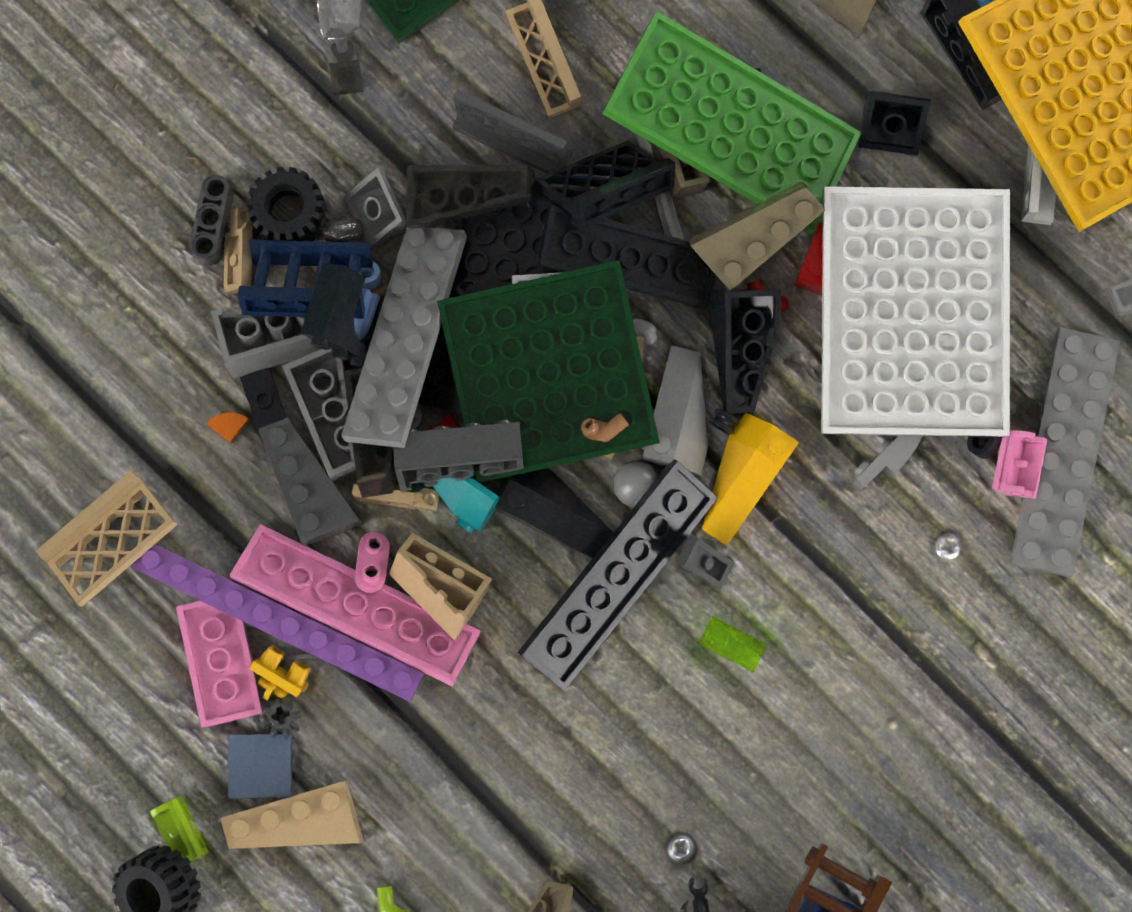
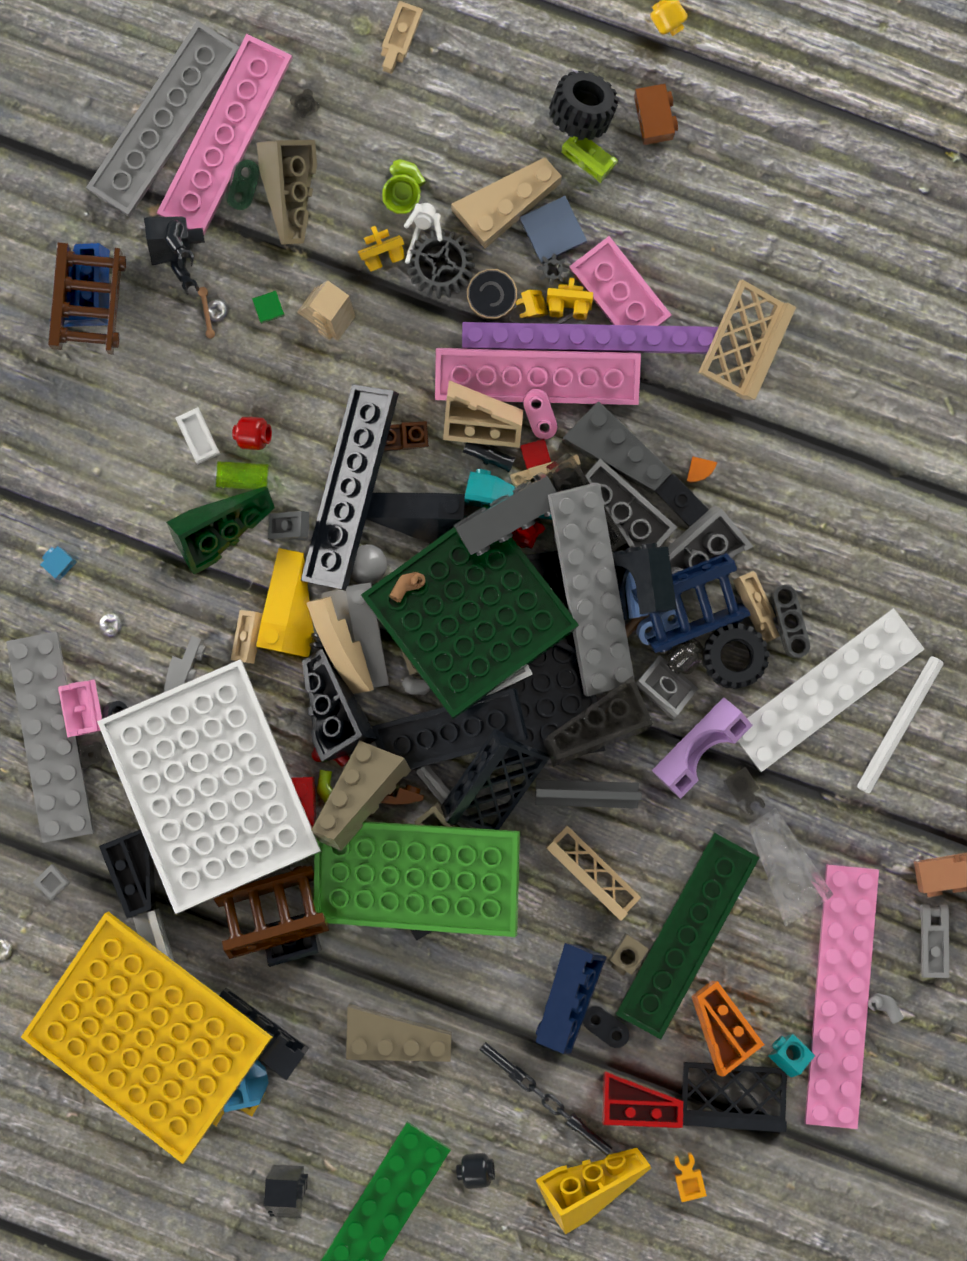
camera: 155 degrees right, 5 degrees up
(81, 844) = (655, 114): none -> dark orange brick
(150, 66) = (900, 724): none -> white axle
(208, 135) = (829, 689): none -> white plate
(321, 689) = (533, 303): none -> yellow tile
(362, 723) = (491, 294): none -> black tile
(383, 801) = (451, 268): none -> dark grey gear
(398, 521) = (535, 453): none -> red tile
(400, 843) = (424, 217): none -> white plant
(402, 120) = (720, 725): none -> lavender arch
(411, 883) = (401, 194): none -> lime hair
(447, 540) = (489, 455): none -> black pin
(462, 836) = (392, 245): none -> yellow hips
(527, 604) = (407, 436): none -> reddish brown slope
(557, 786) = (328, 310): none -> tan wedge
(619, 823) = (268, 307): none -> green tile
(686, 874) = (203, 293): none -> medium nougat hinge
(700, 685) = (252, 433): none -> red head
(704, 216) = (405, 796): none -> reddish brown slope
(707, 409) = (336, 639): none -> tan slope
(762, 712) = (197, 435): none -> white tile
(789, 265) = (323, 787): none -> lime arm
(792, 599) = (211, 528): none -> dark green wedge
(803, 462) = (246, 636): none -> tan plate
(893, 131) = (287, 930): none -> reddish brown fence
(980, 637) = (57, 562): none -> dark azure plate
(1037, 264) = (131, 872): none -> black wedge

